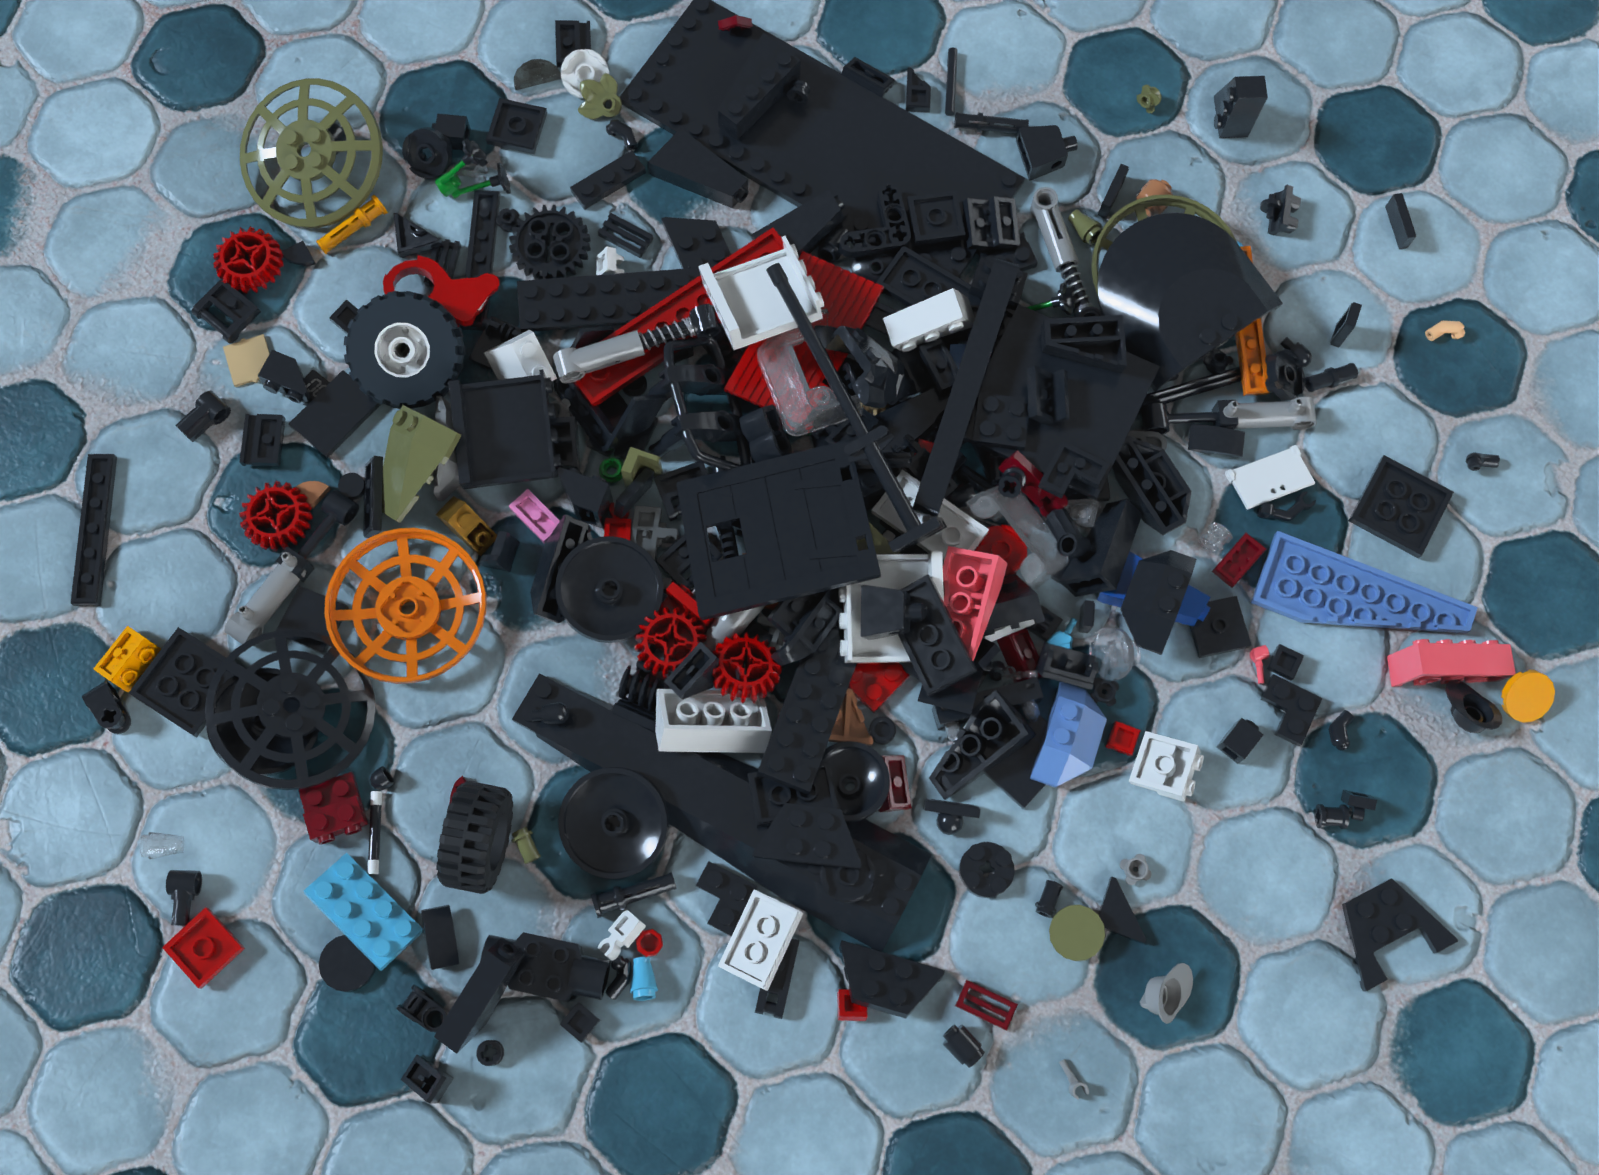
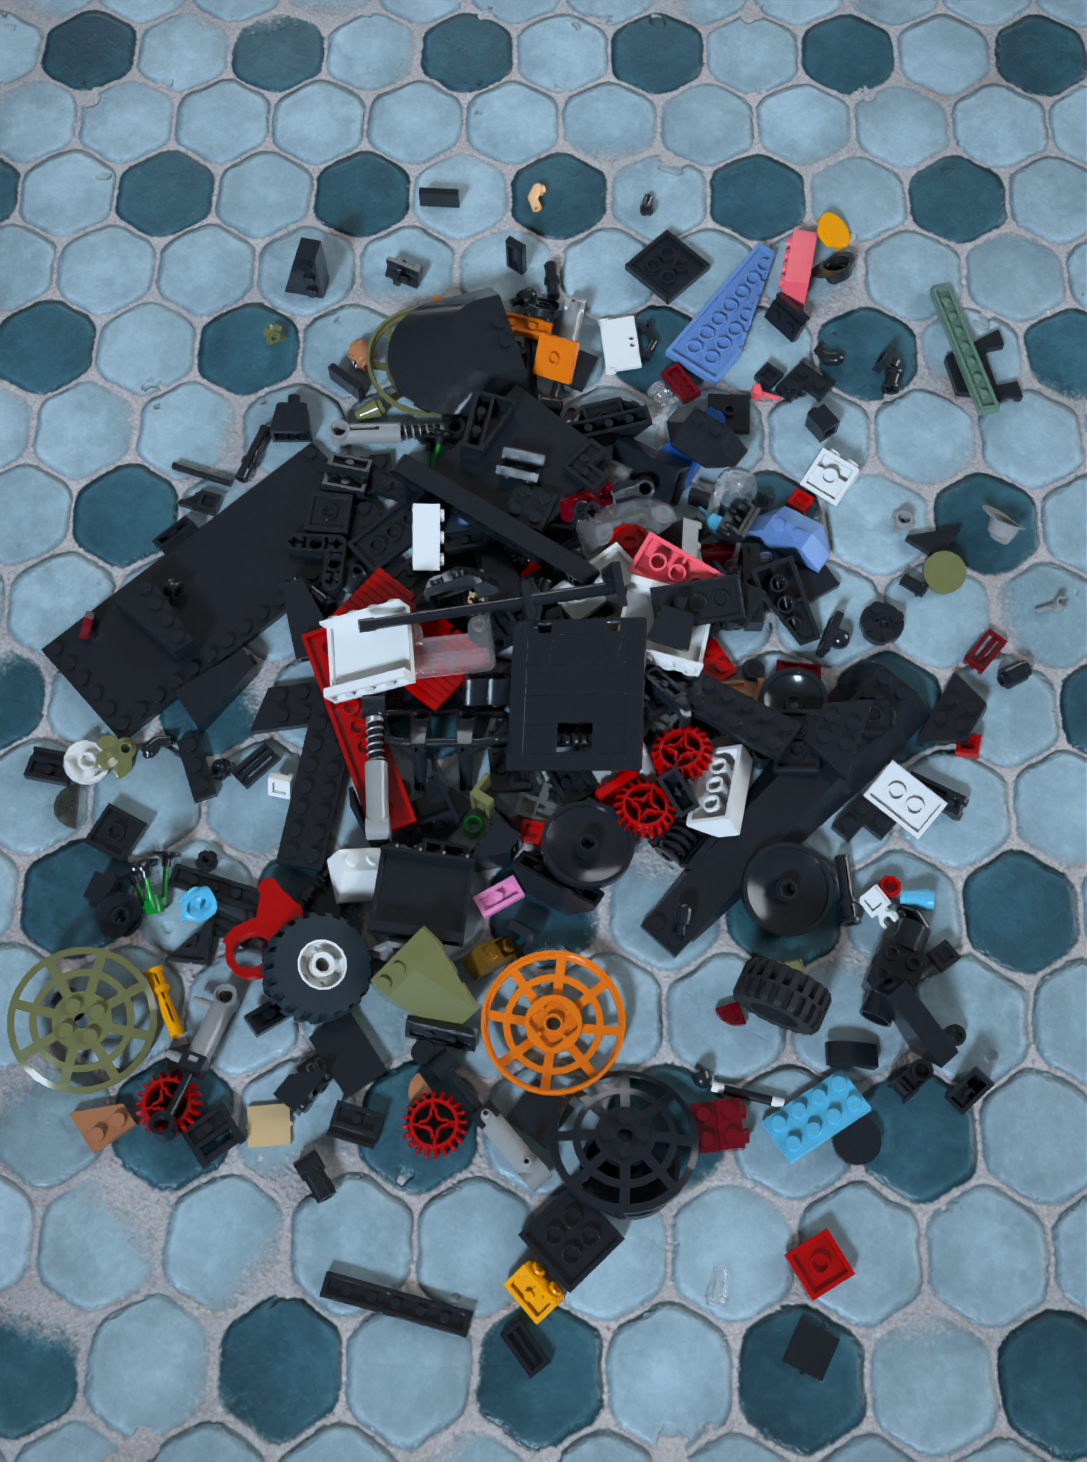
camera: 70 degrees left, 5 degrees down
(79, 660) = (512, 1329): none -> black tile
(106, 705) = (572, 1318): black piece -> none
(116, 959) = (811, 1350): none -> black piece
(183, 887) = (763, 1274): black pin -> none
(218, 209) = (103, 1125): none -> nougat wing
(292, 269) = (196, 1059): none -> piece
(457, 223) = (198, 904): none -> medium azure hat
(526, 242) = (235, 847): black gear -> none
(610, 202) = (221, 769): none -> black plate
(1214, 402) = (555, 358): none -> orange plate
(1376, 664) = (787, 317): none -> black plate
(1407, 899) = (964, 350): none -> sand green tile

